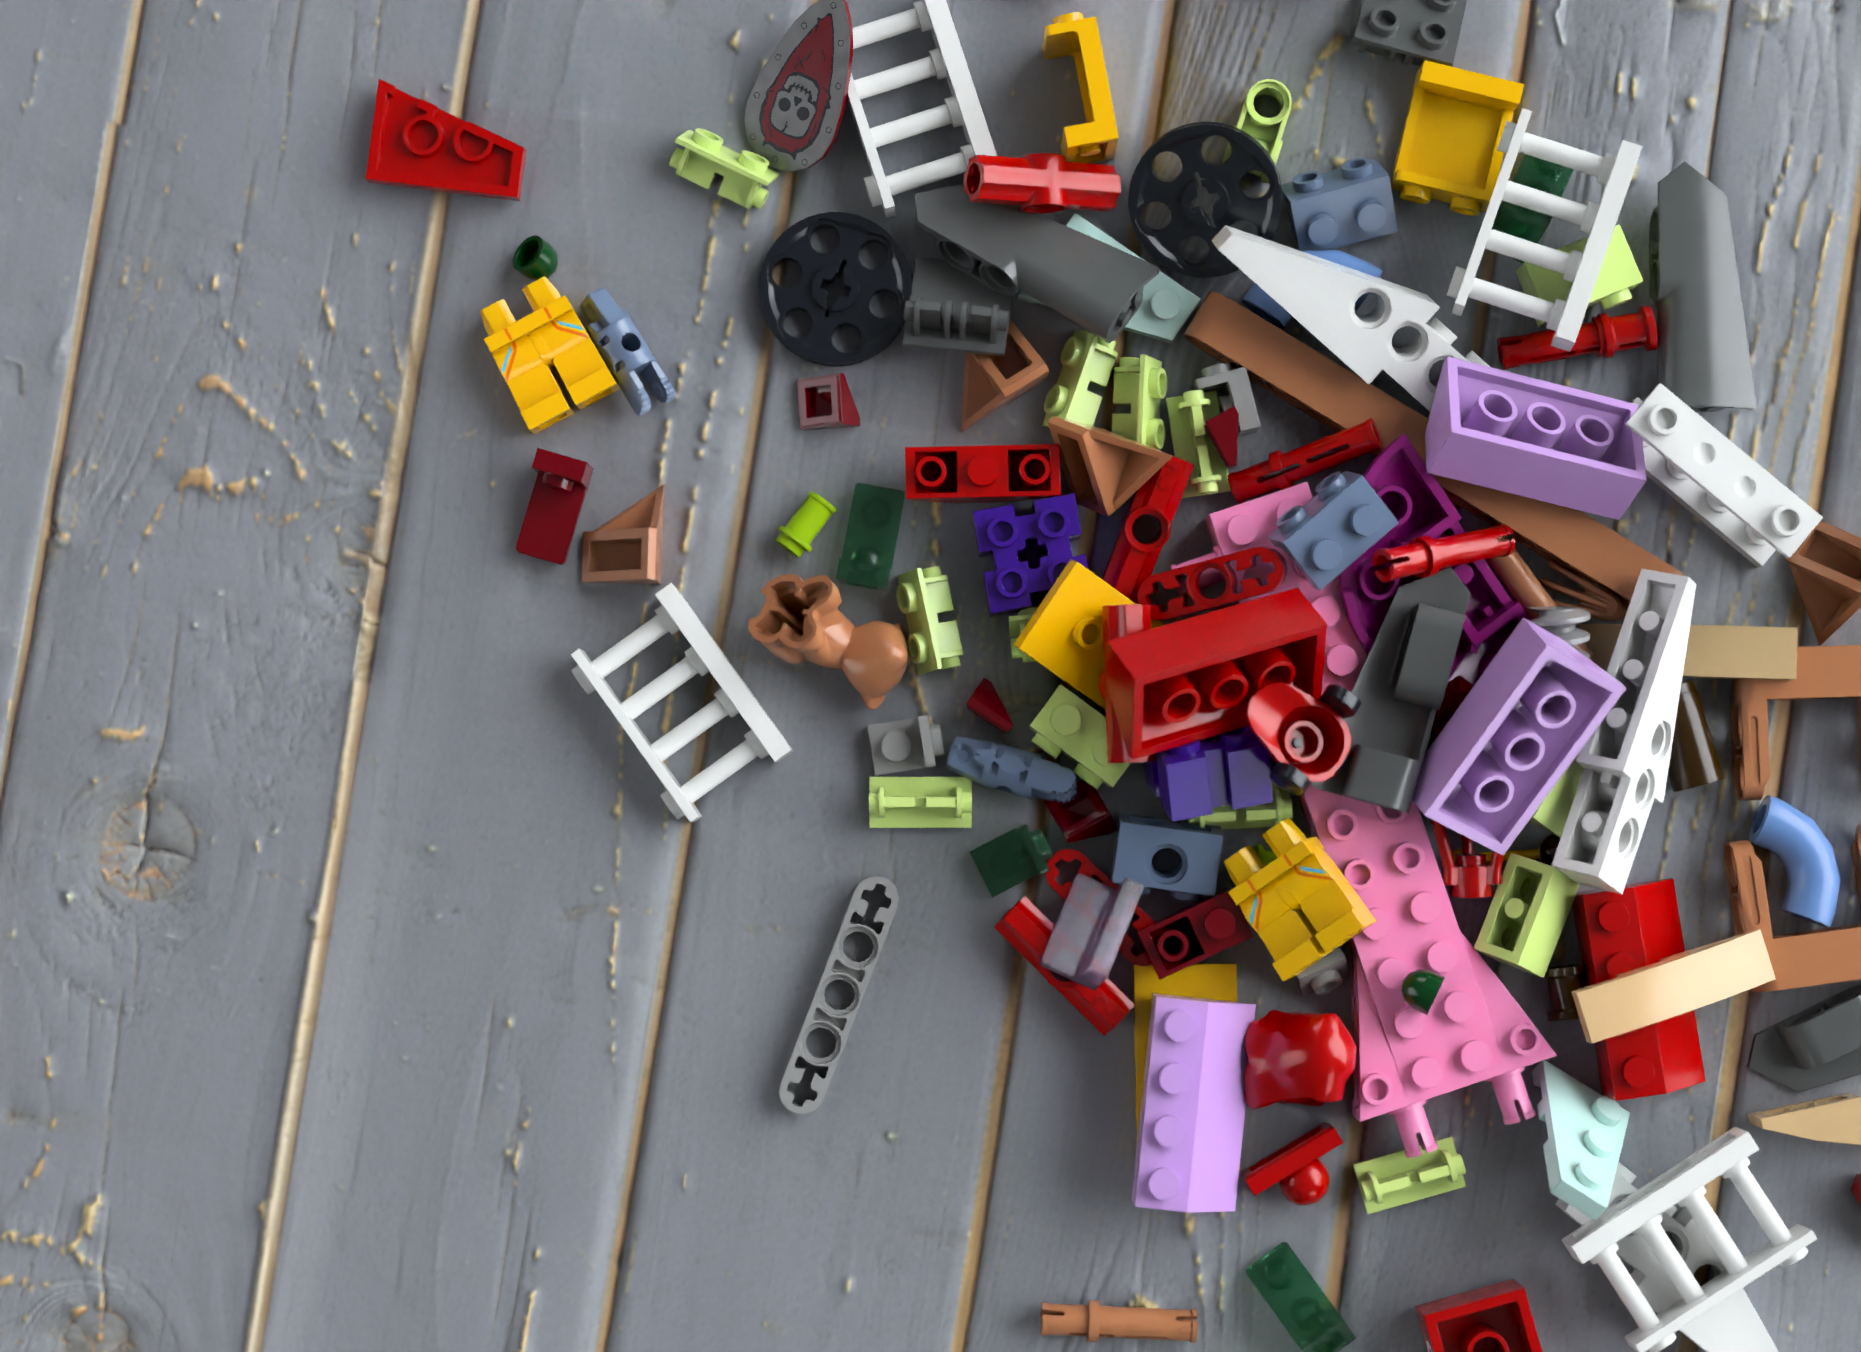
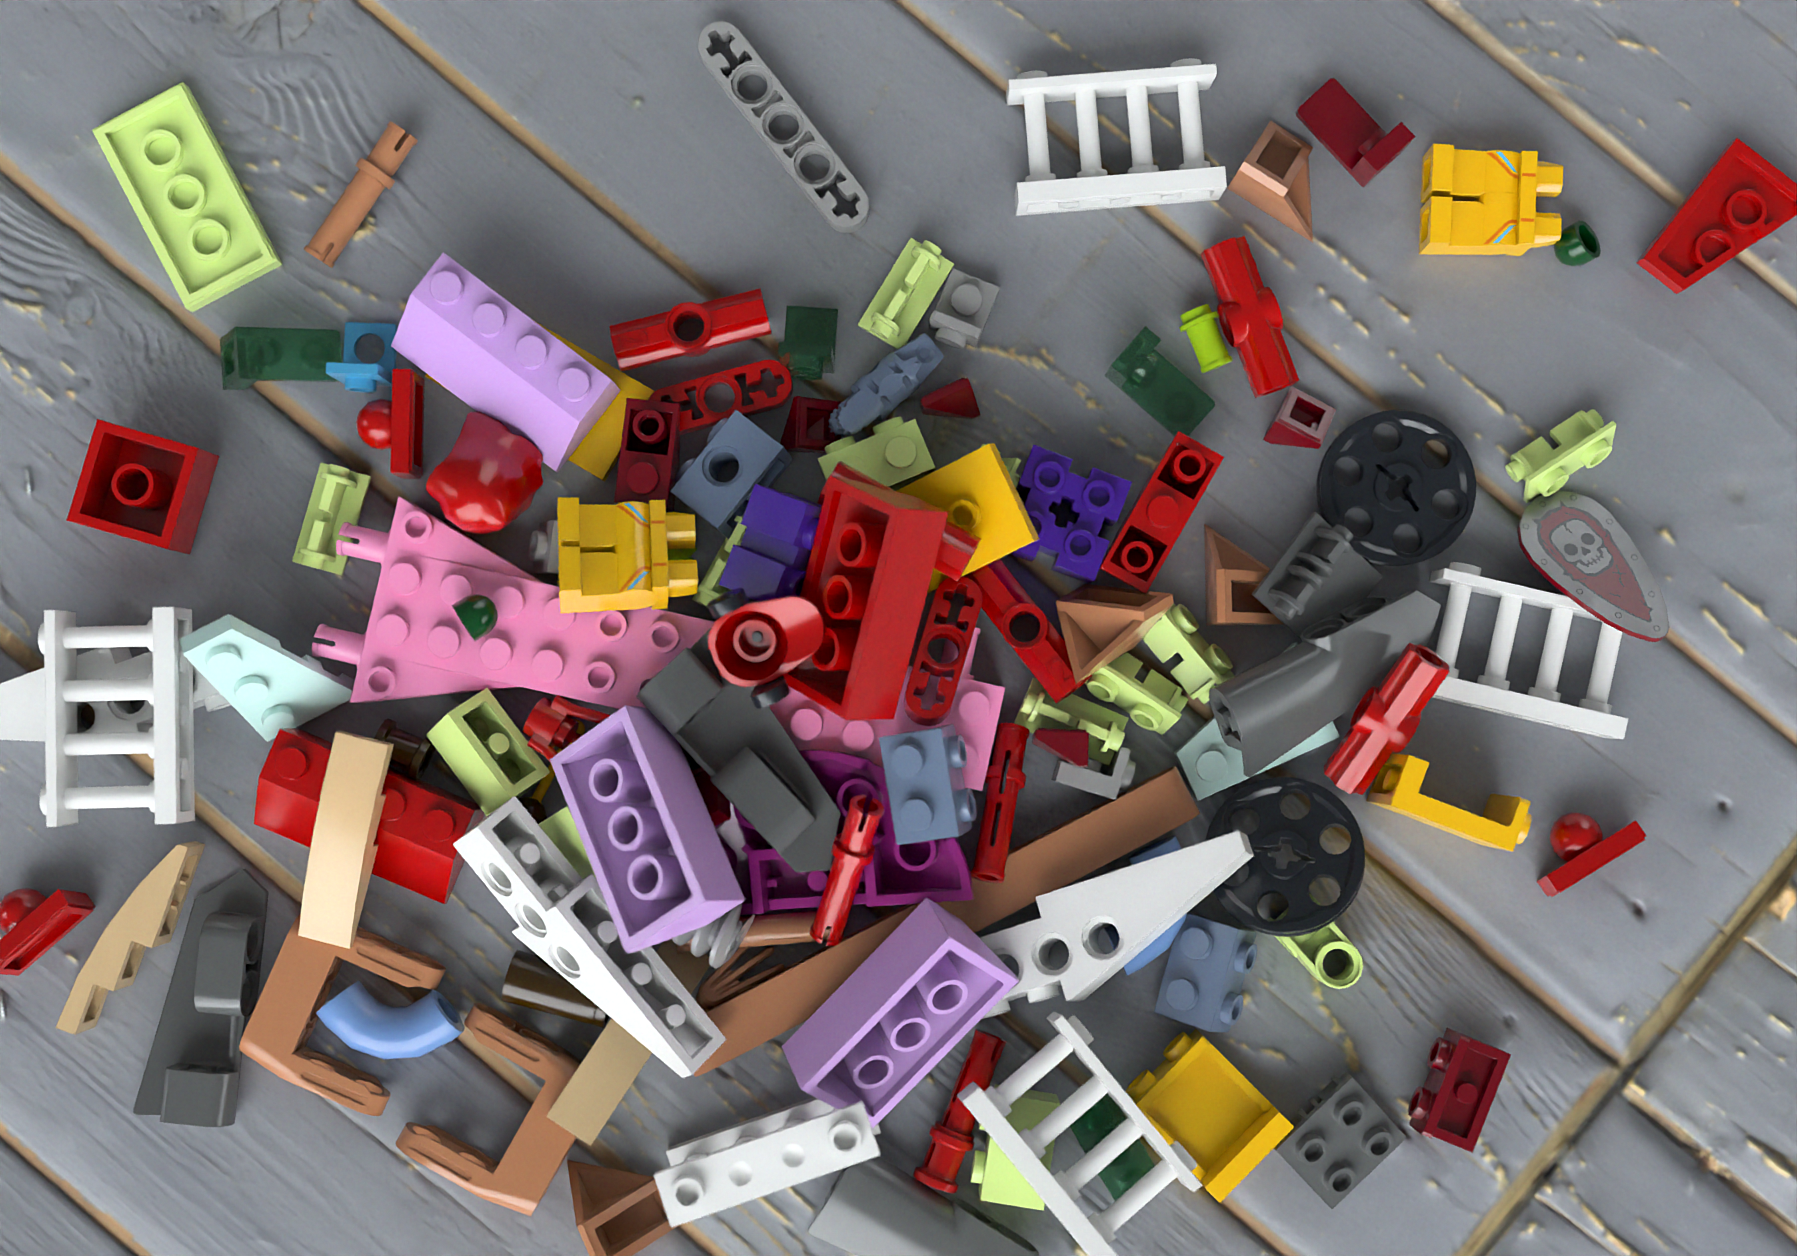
camera: 120 degrees right, 0 degrees up
(625, 351) = (1473, 276): sand blue hinge -> none
(765, 498) = (1249, 316): none -> red piece
(805, 625) = (1121, 280): nougat animal -> none
(930, 643) = (1041, 386): yellowish green hinge -> none
(1090, 930) = (706, 363): clear purple panel -> none
(1272, 1227) = (360, 375): none -> dark azure bracket

